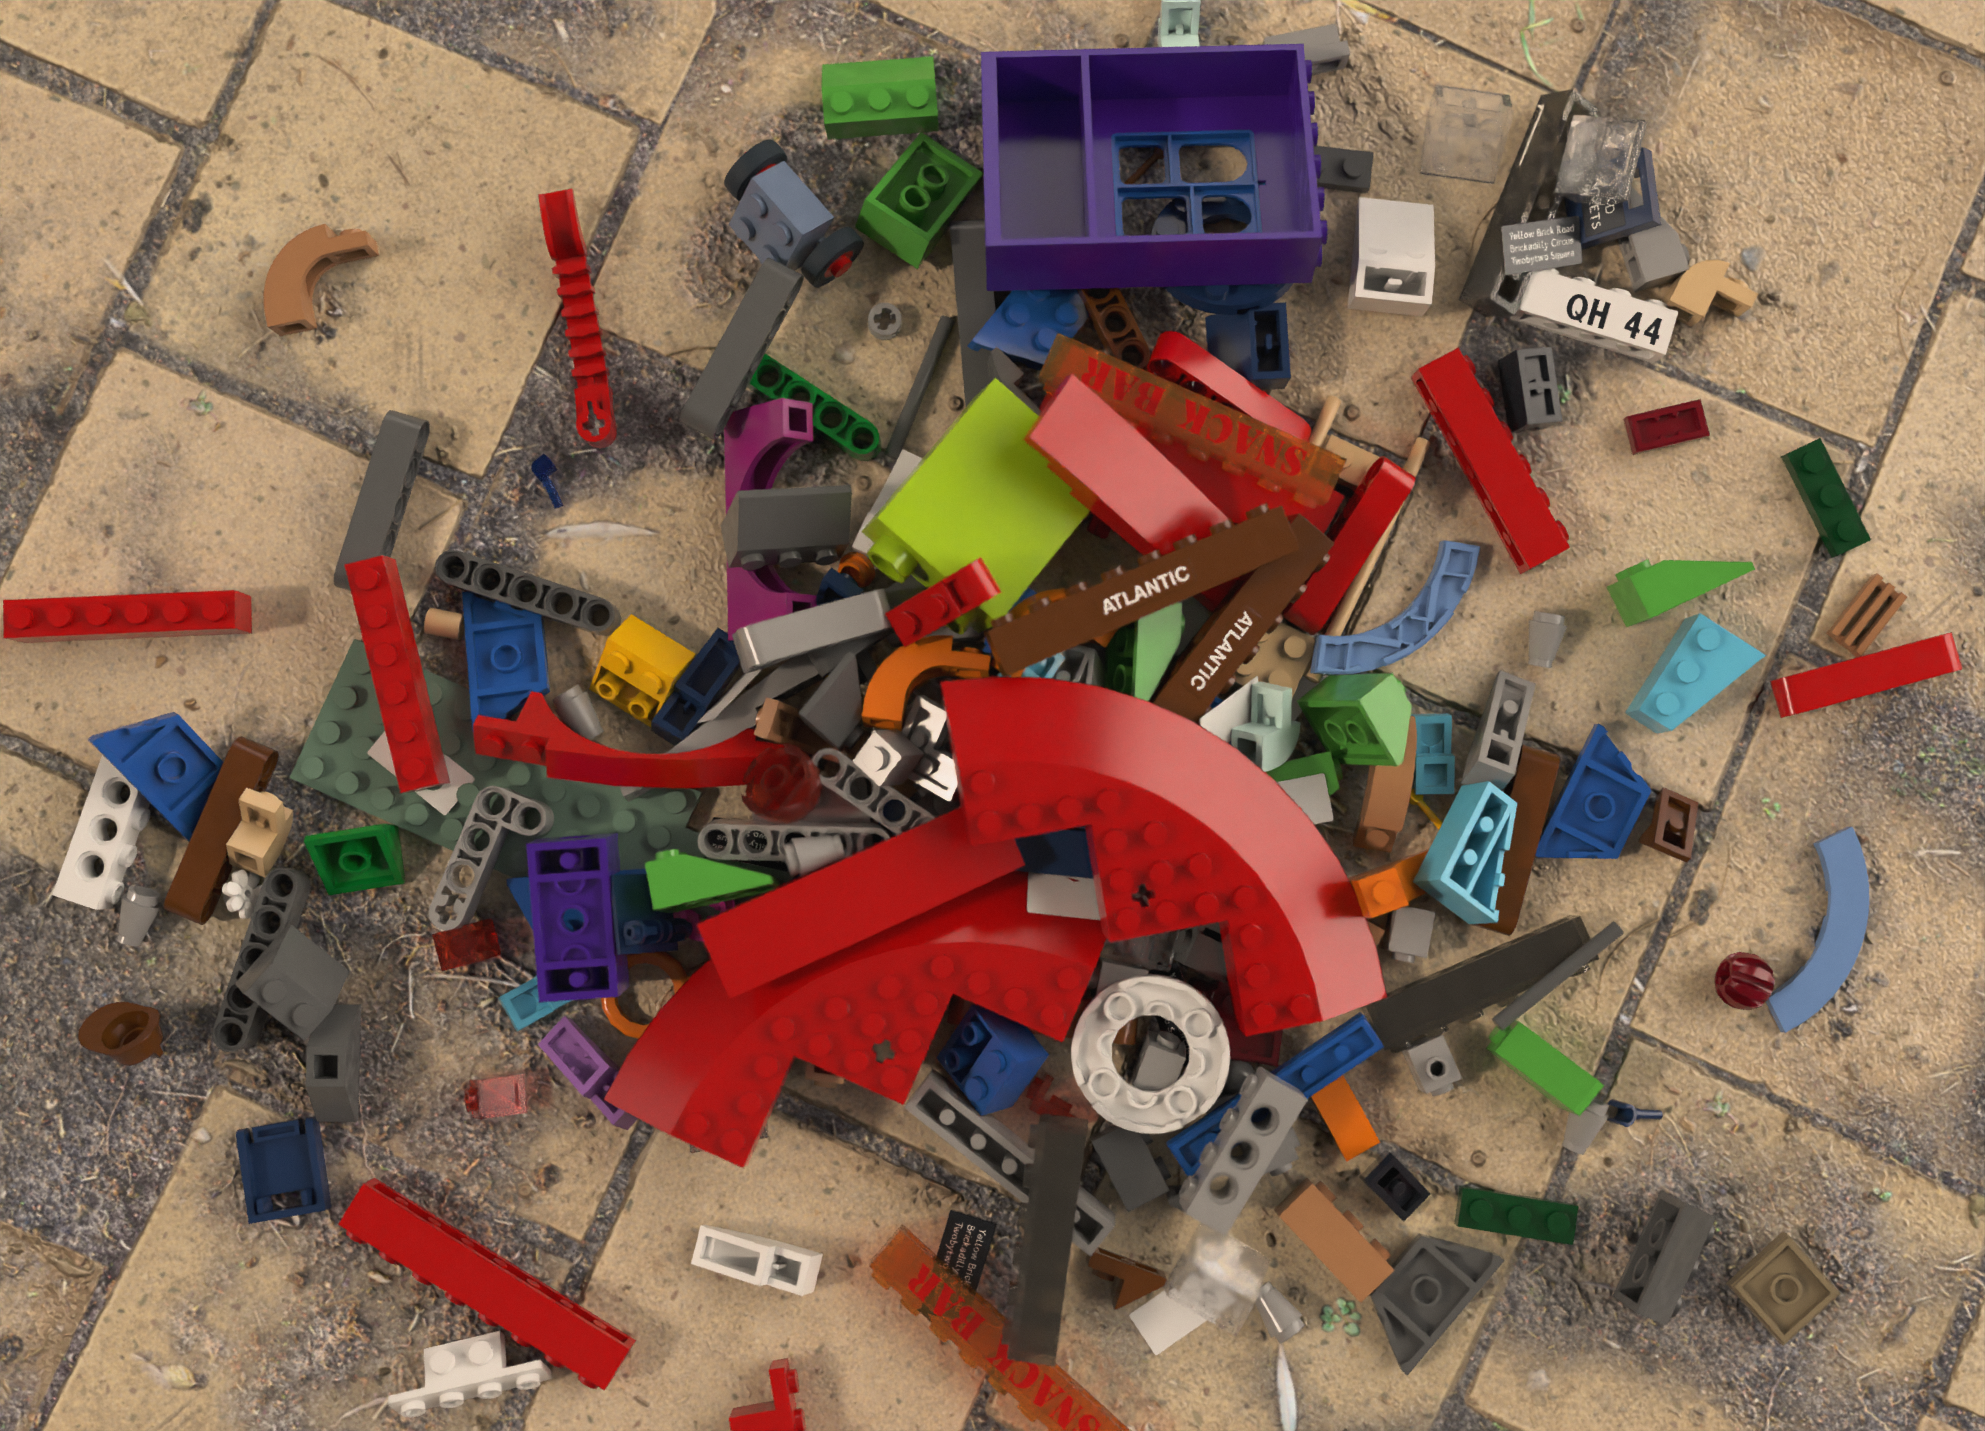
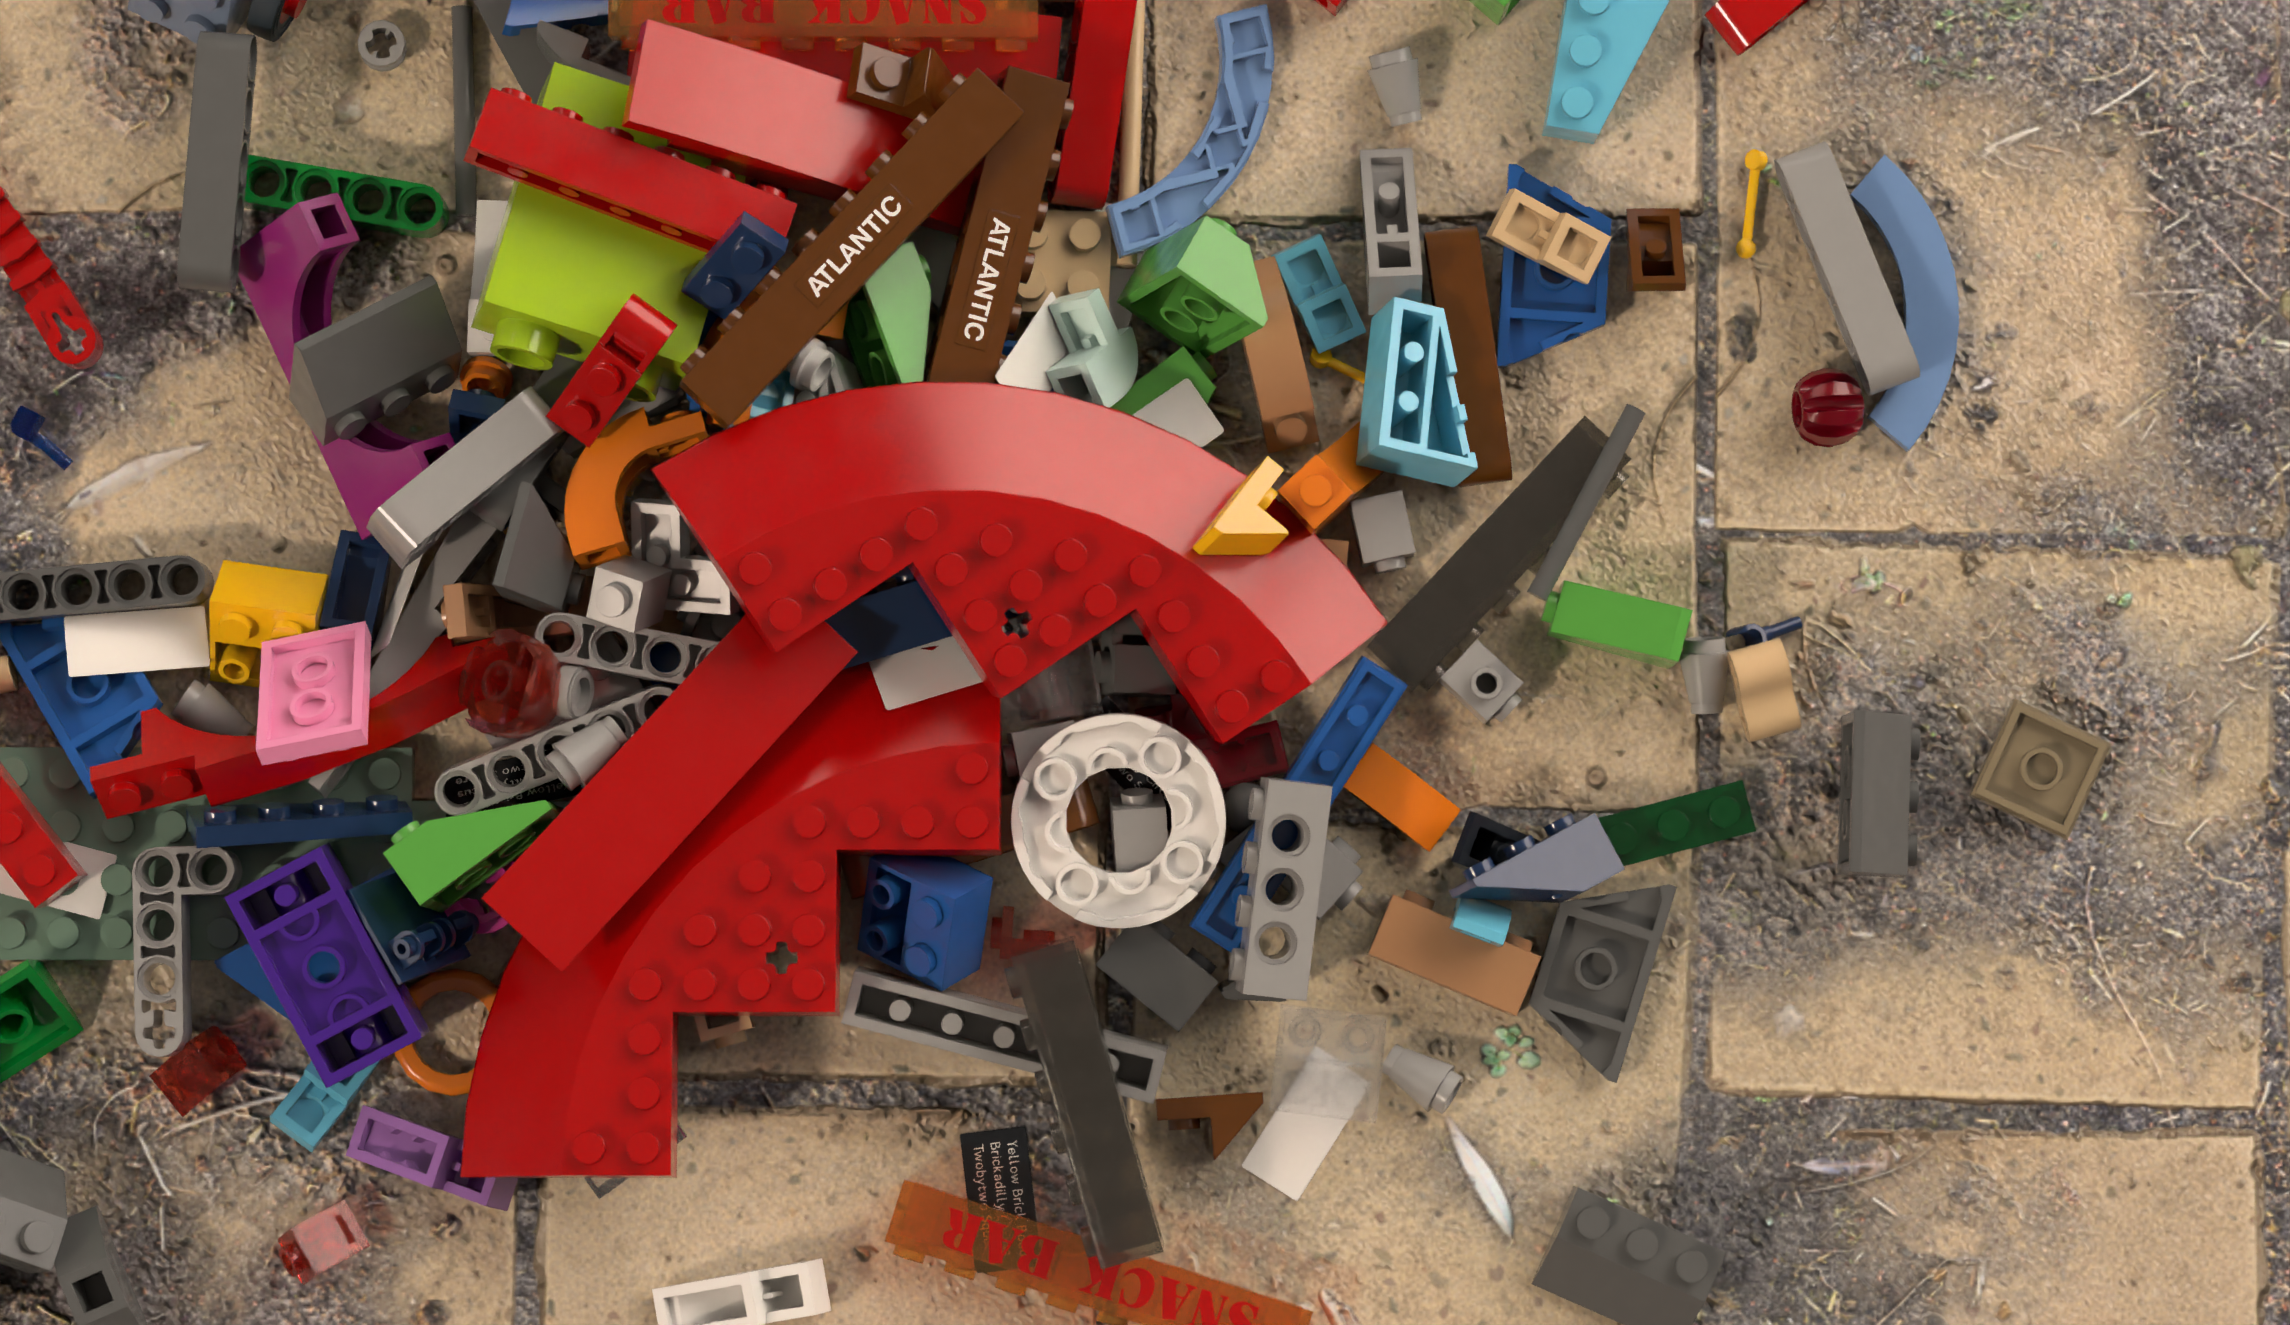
camera: 25 degrees left, 0 degrees up
(550, 642) = (136, 641): none -> white sticker
(600, 810) = (295, 821): none -> dark blue wing
(647, 732) = (314, 693): none -> bright pink plate
(823, 807) = (575, 691): none -> light grey tile
(1011, 479) = (615, 174): none -> red brick
(1058, 568) = (735, 265): none -> dark blue plate
(1077, 658) = (811, 366): none -> white plate
(1219, 491) = (898, 81): none -> reddish brown slope
(1325, 890) = (1242, 523): none -> yellow slope
(1365, 1226) = (1482, 920): none -> medium azure slope
(1435, 1212) = (1546, 871): none -> slope
(1605, 784) = (1548, 236): none -> tan slope
(1621, 1153) = (1764, 690): none -> tan axle
(1762, 793) = (1756, 162): none -> yellow hinge
(1797, 893) = (1847, 268): none -> light grey beam

